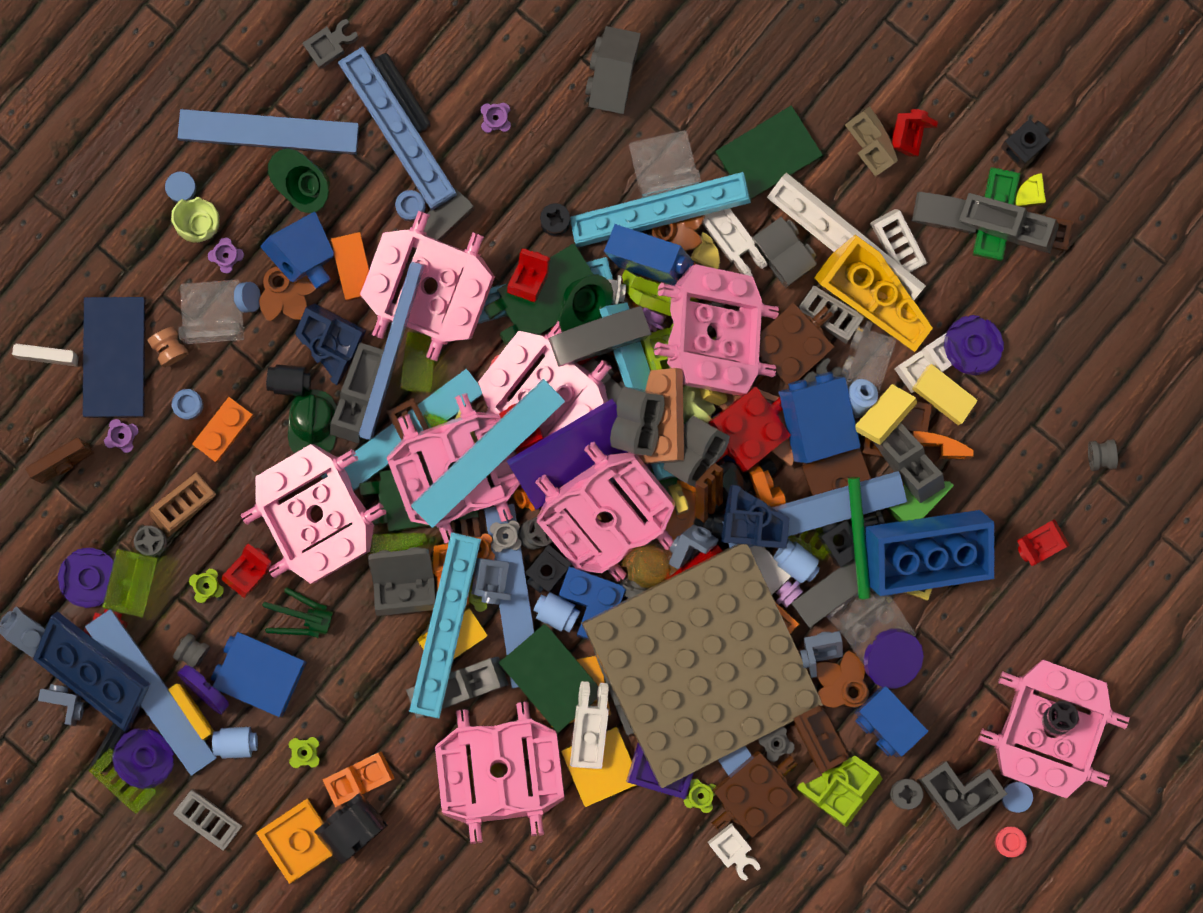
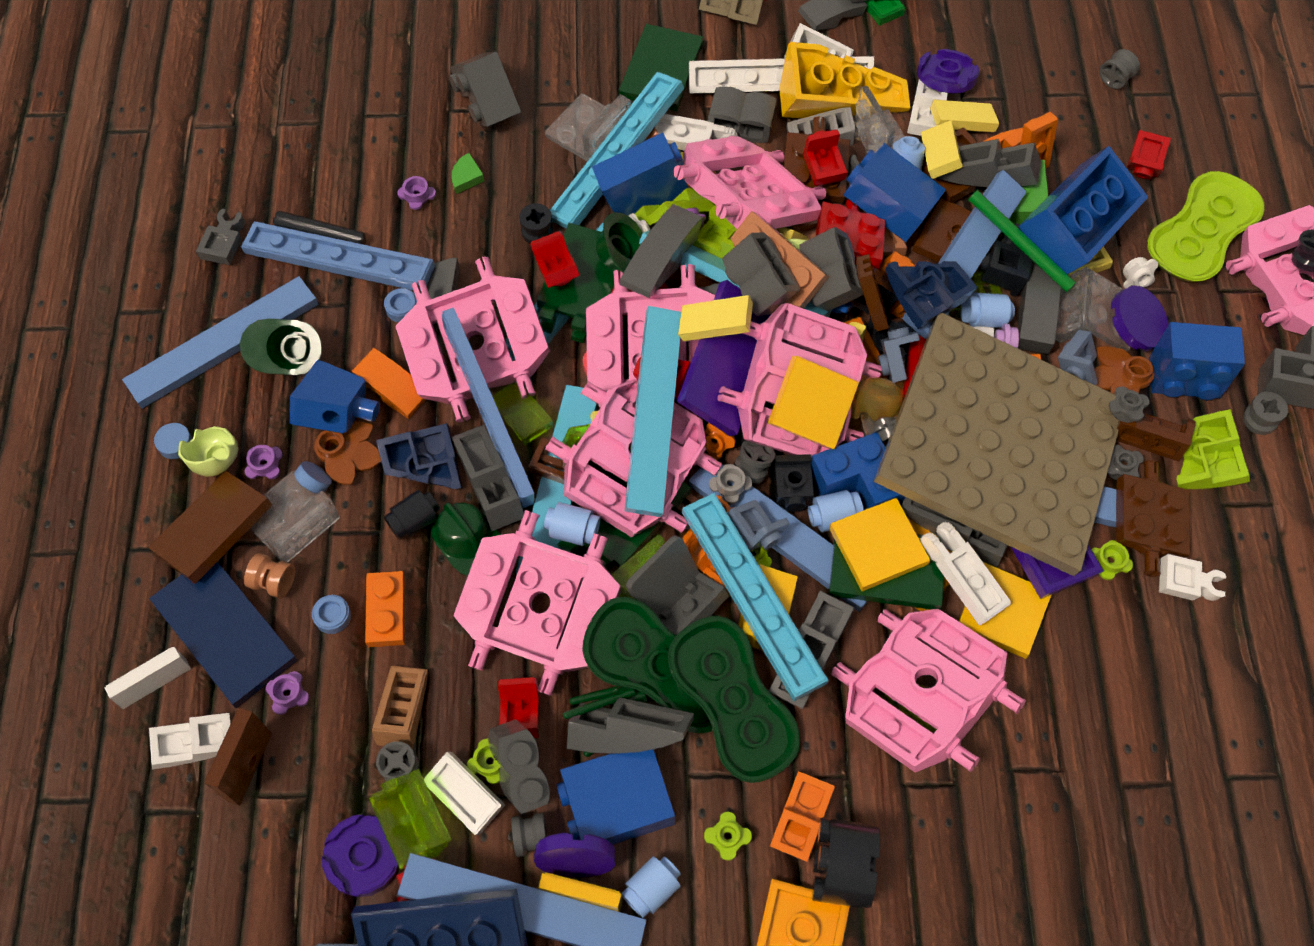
camera: 40 degrees left, 20 degrees down
(42, 418) = (188, 741): none -> white slope
(157, 278) = (210, 526): none -> reddish brown tile
(174, 592) = (463, 793): none -> white tile
(214, 608) = (519, 770): none -> dark grey brick
(297, 643) = (627, 728): none -> dark grey slope
(343, 601) = (630, 650): none -> dark green plate
(375, 481) = (571, 524): none -> light blue brick
(379, 655) = (750, 726): none -> dark green plate
(543, 130) = (466, 174): none -> bright green tile
(555, 661) = (879, 544): none -> yellow tile
(577, 428) = (715, 318): none -> light yellow tile
(594, 536) = (813, 402): none -> yellow tile
(790, 353) = (824, 157): none -> red bracket
(804, 720) = (1128, 405): none -> dark grey plate
(934, 625) = (1139, 272): none -> white plate
(961, 468) = (1042, 133): none -> orange plate
(997, 635) = (1197, 238): none -> lime plate

